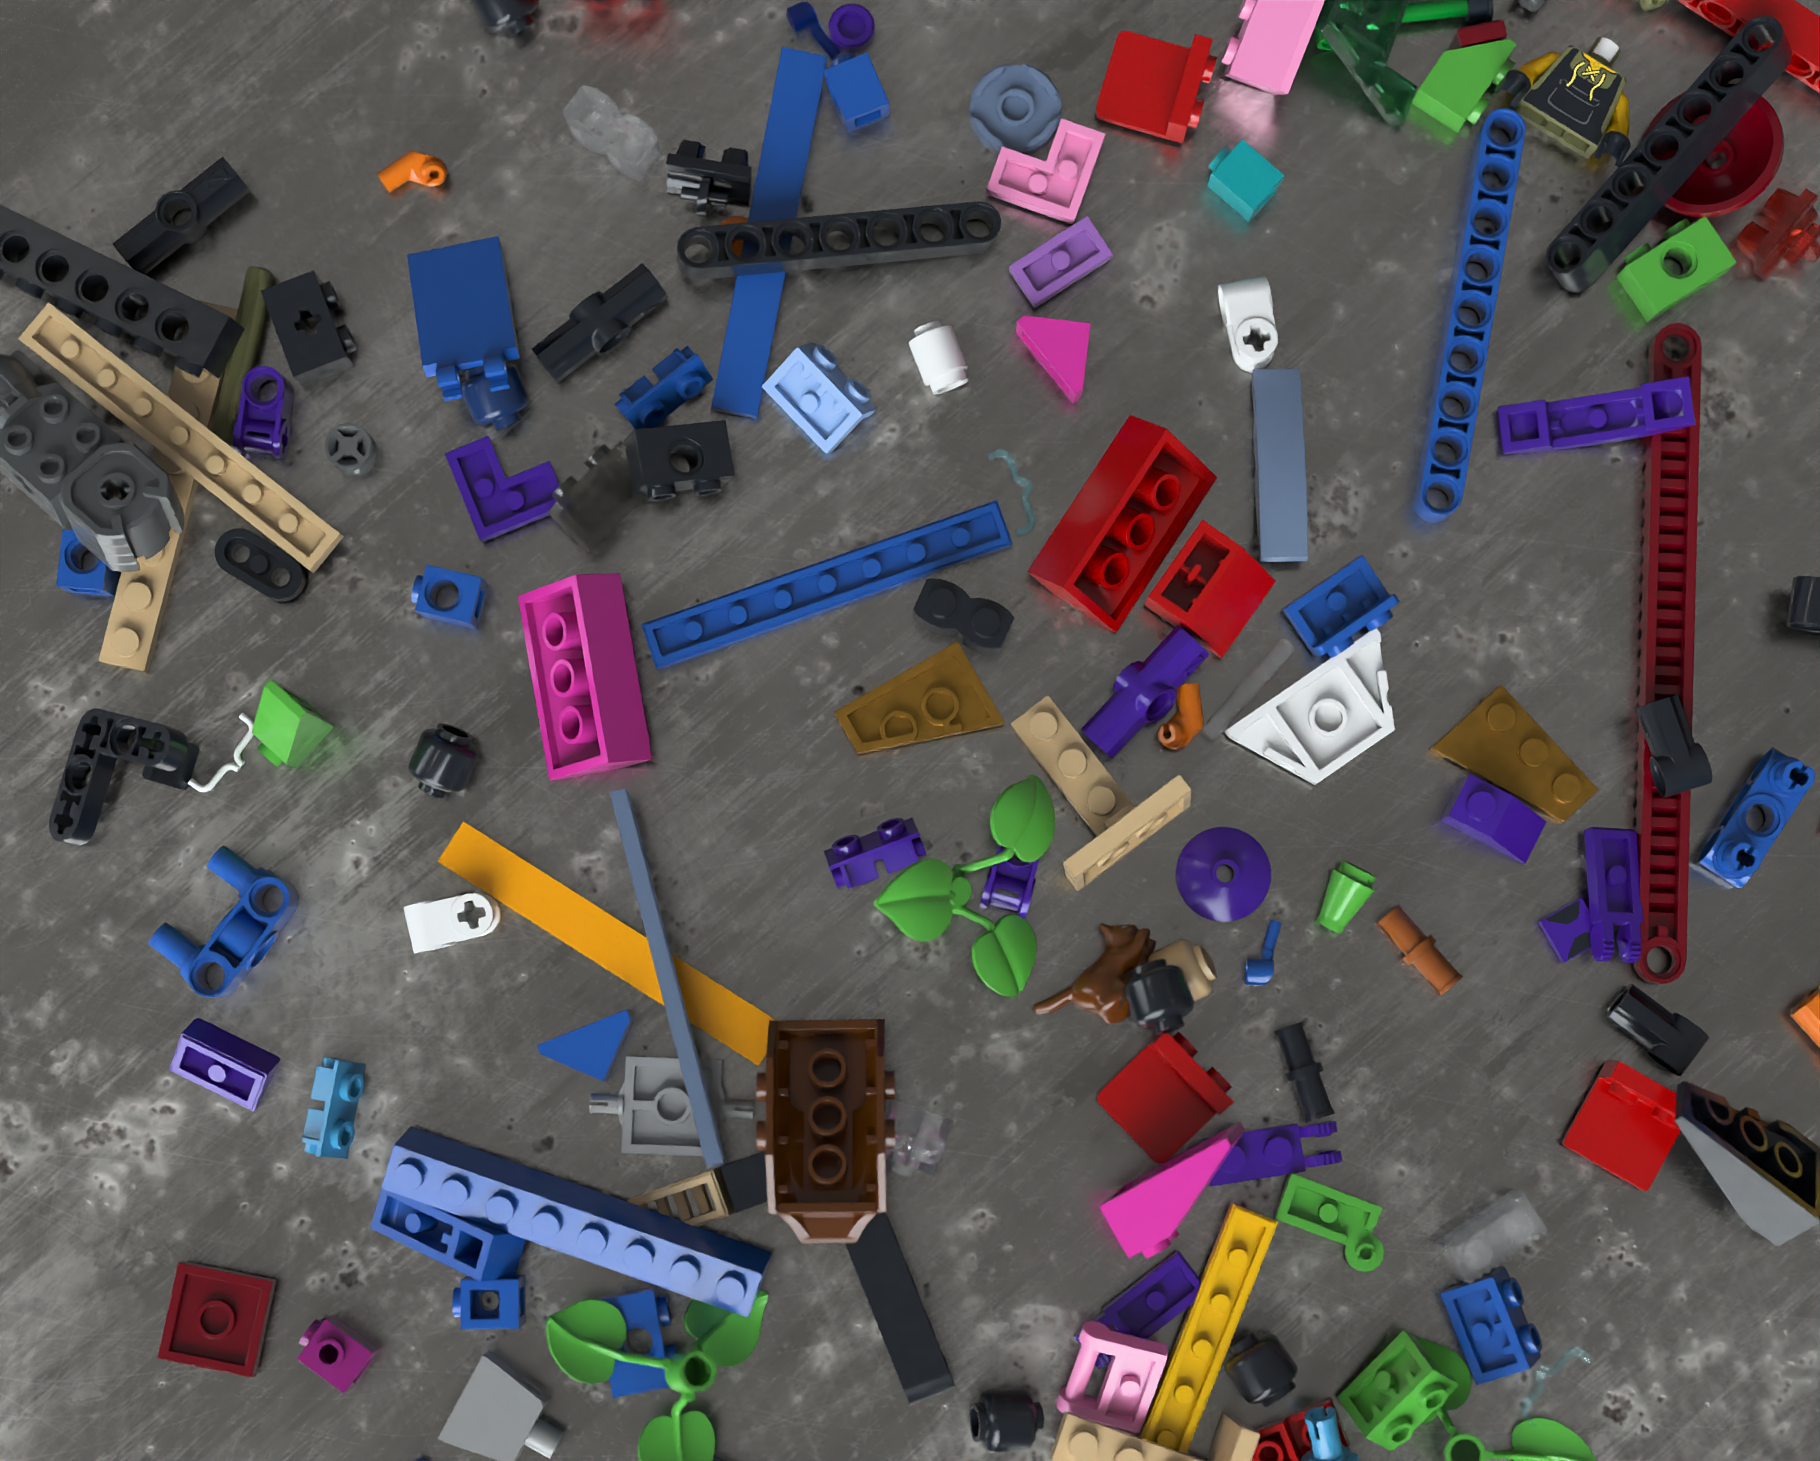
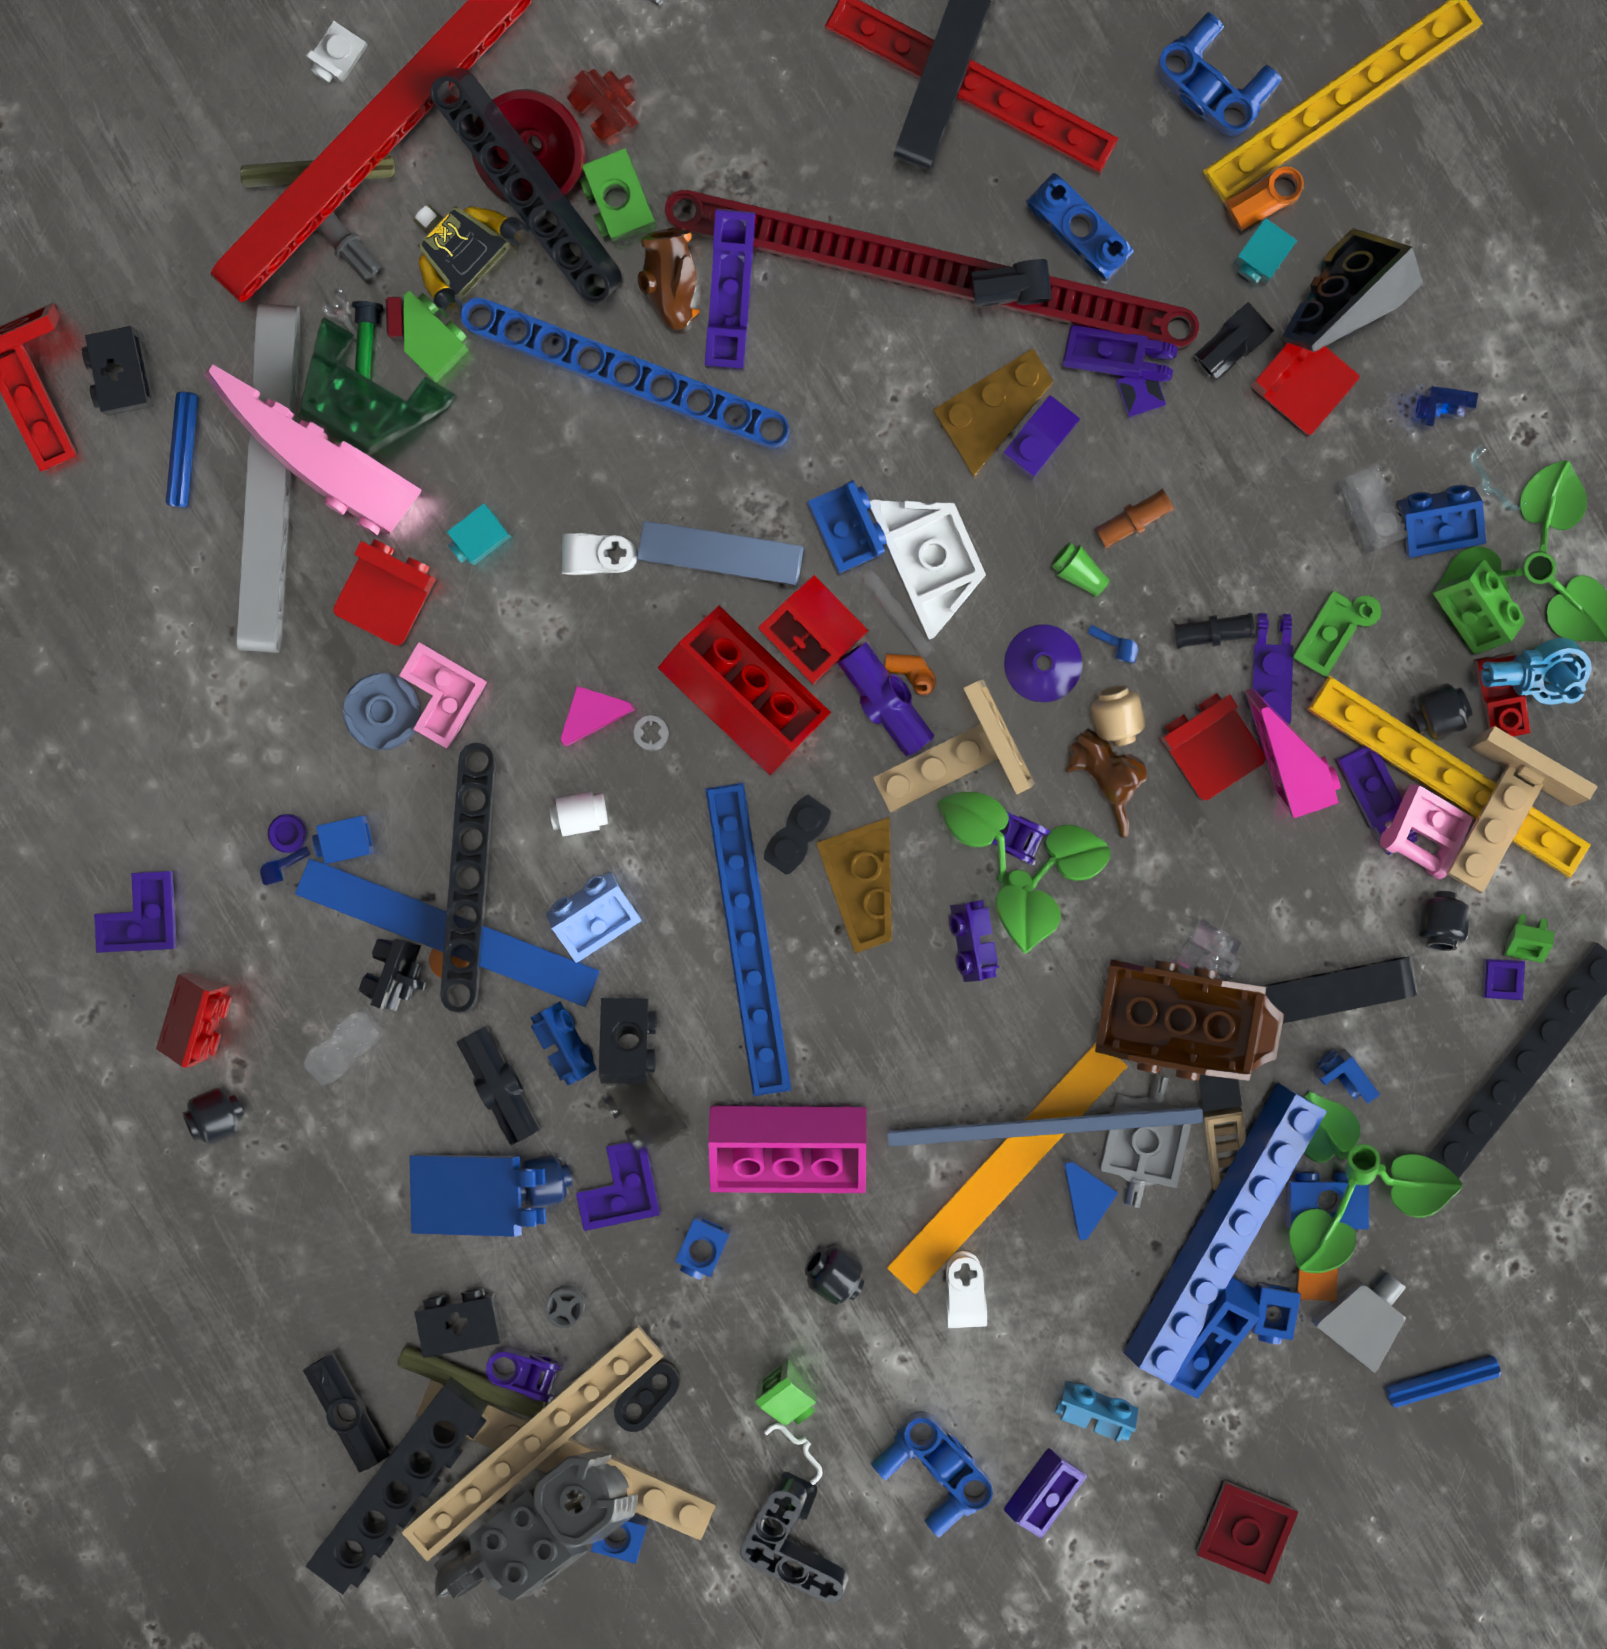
camera: 80 degrees left, 5 degrees up
(336, 1352) = (1291, 1441): magenta brick -> none
(413, 167) = (338, 1214): orange arm -> none
(533, 1350) = (1317, 1285): none -> orange tile
(796, 1342) = (1348, 1073): none -> blue bracket
(1025, 482) = (694, 760): clear light blue piece -> none
(1053, 439) = (639, 733): none -> light grey bush
(1060, 262) = (518, 699): medium lavender plate -> none
(1158, 996) = (1136, 737): black head -> none
(1594, 343) = (669, 276): none -> reddish brown animal
(1640, 1307) = (1451, 401): none -> clear blue bracket
(1772, 1046) = (1264, 252): none -> teal brick

